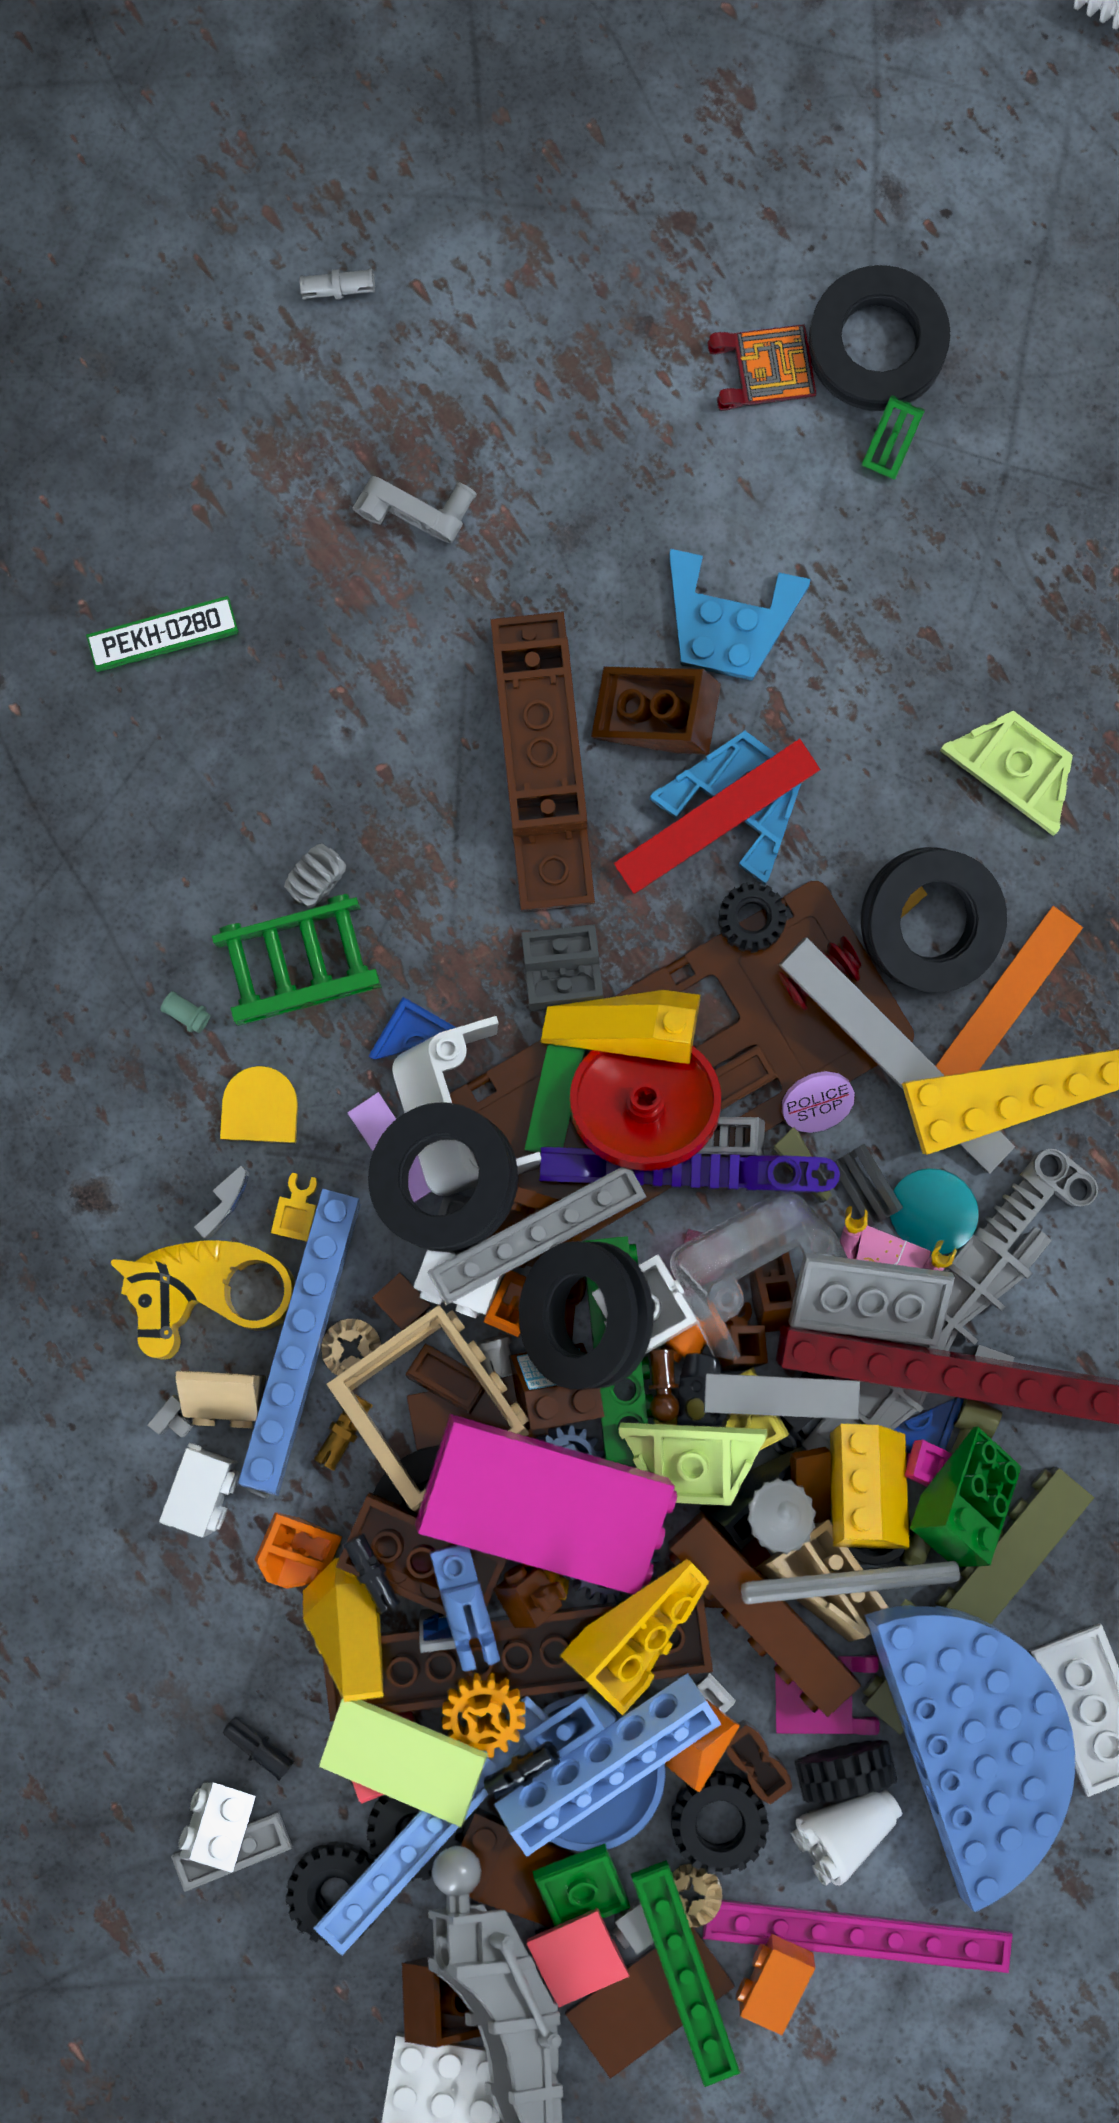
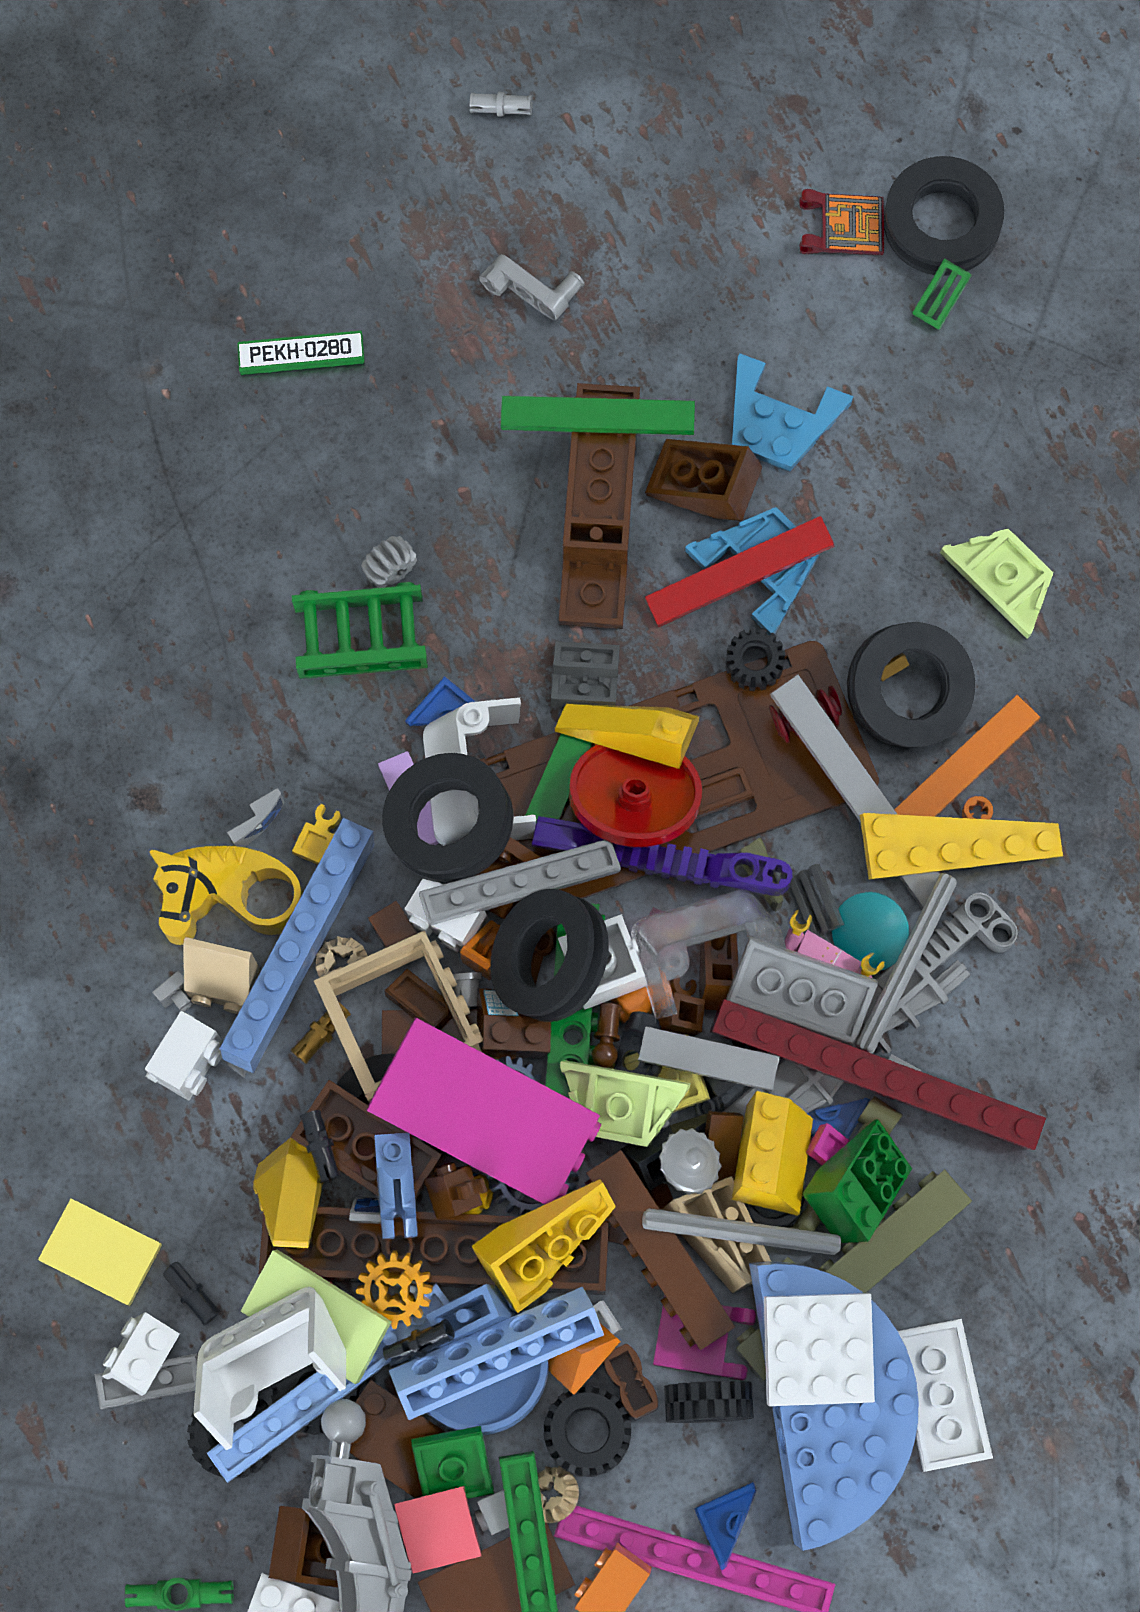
camera: 10 degrees right, 10 degrees down
(148, 1720) = (100, 1252): none -> light yellow tile
(185, 1012) = (257, 658): sand green pin -> none
(259, 1107) = (304, 747): yellow tile -> none
(292, 2080) = (160, 1594): none -> green pin
(295, 1551) = (256, 1126): orange slope -> none
(350, 1809) = (260, 1353): none -> white windscreen
(524, 664) = (597, 415): none -> green tile
(757, 1136) = (716, 829): light grey slope -> none
(818, 1102) = (785, 821): lavender piece -> none
(845, 1834) = (698, 1462): white cone -> none
(882, 1888) = (724, 1519): none -> blue tile
(958, 1702) = (819, 1349): none -> white plate
(980, 1244) = (906, 963): none -> light grey axle
(1022, 1040) = (981, 801): none -> orange bush

